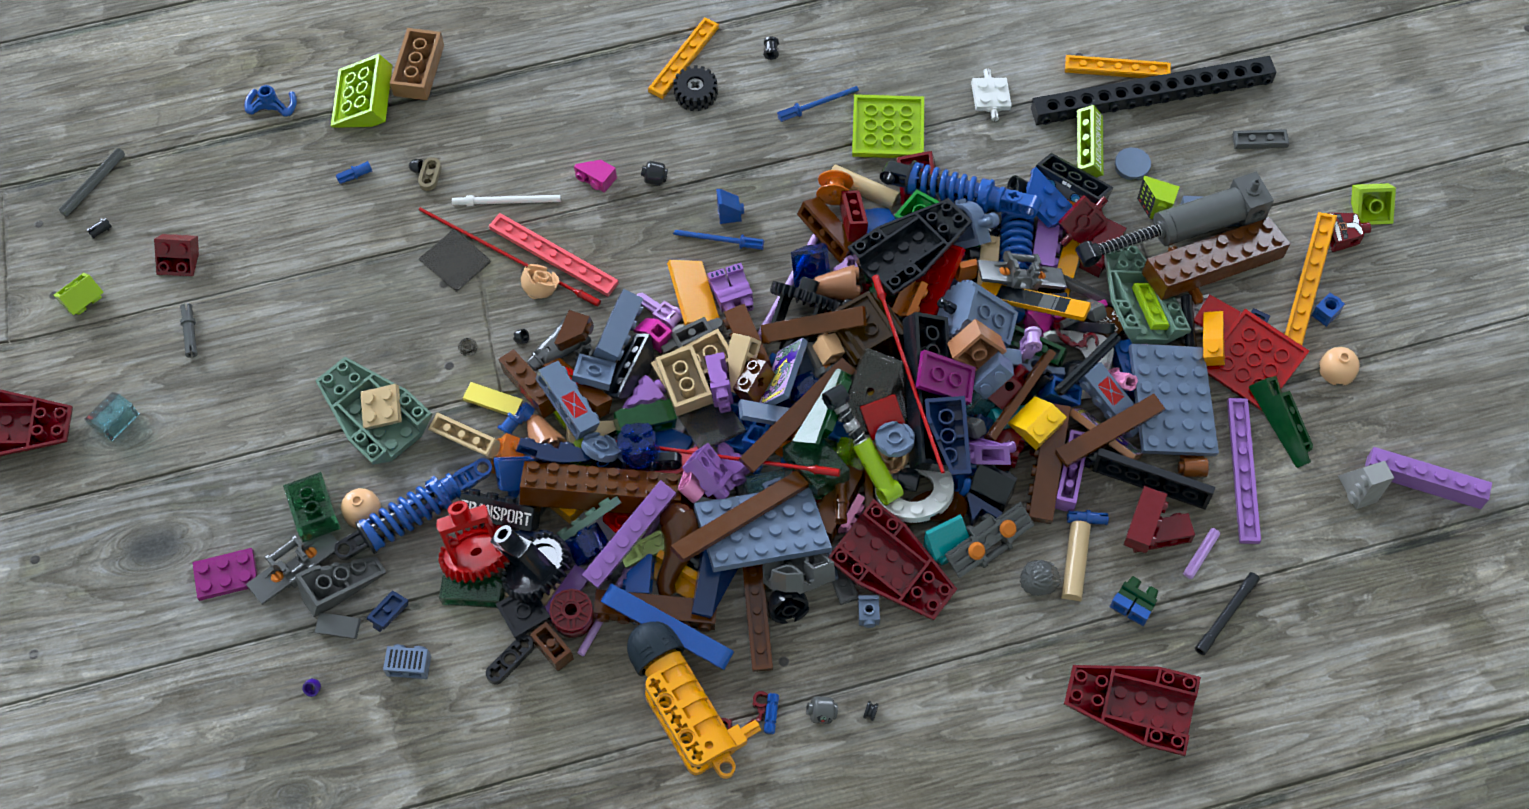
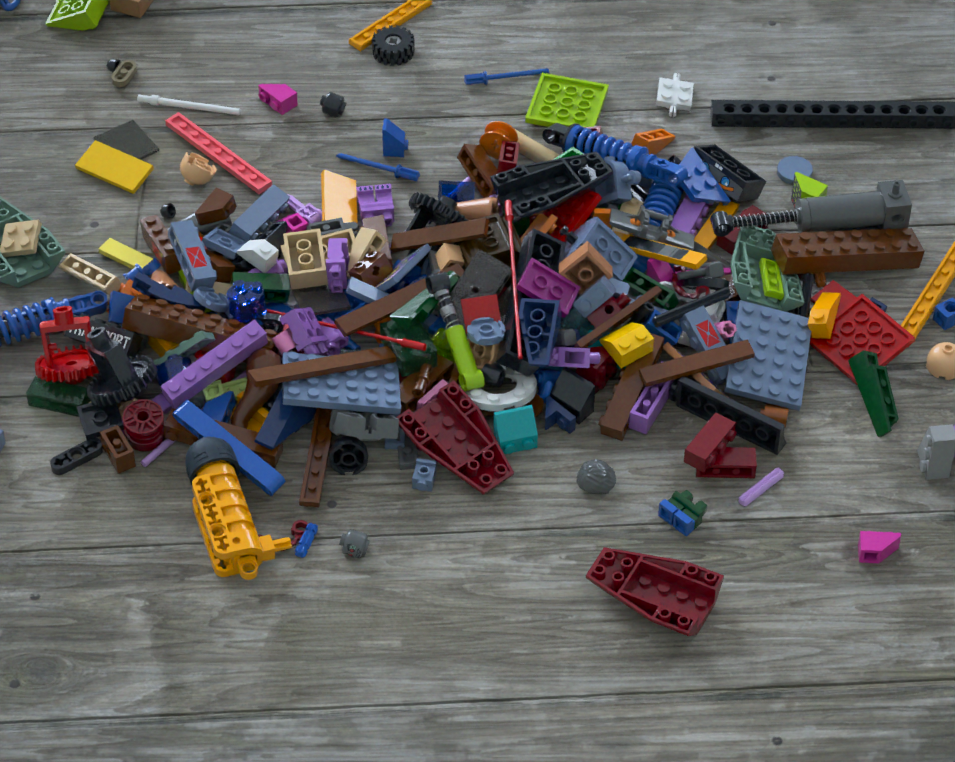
camera: 10 degrees right, 15 degrees down
(354, 172) = (57, 61): blue axle -> none
(451, 292) = (114, 167): none -> yellow tile
(465, 343) = (115, 210): clear smoke plate -> none
(580, 293) = (233, 187): red piece -> none
(634, 382) = (259, 254): none -> white slope
(771, 48) = (476, 23): black bush -> none
(871, 710) = (401, 553): black bush -> none
(984, 159) = (654, 140): none -> orange slope
(984, 535) = (554, 429): dark grey piece -> none
(1030, 342) = (640, 279): lavender connector -> none
(1076, 561) = (637, 471): tan brick -> none
(1083, 221) = (727, 197): dark red plate -> none
(1088, 516) = (658, 439): blue pin -> none
(1090, 140) = (757, 142): lime brick -> none
(1115, 67) = (798, 90): light orange tile -> none
(1209, 638) = (746, 554): black piece -> none
(1243, 471) = (823, 428): medium lavender plate -> none
(1260, 139) = (927, 170): dark grey tile -> none
(1331, 603) = (877, 546): none -> dark pink slope

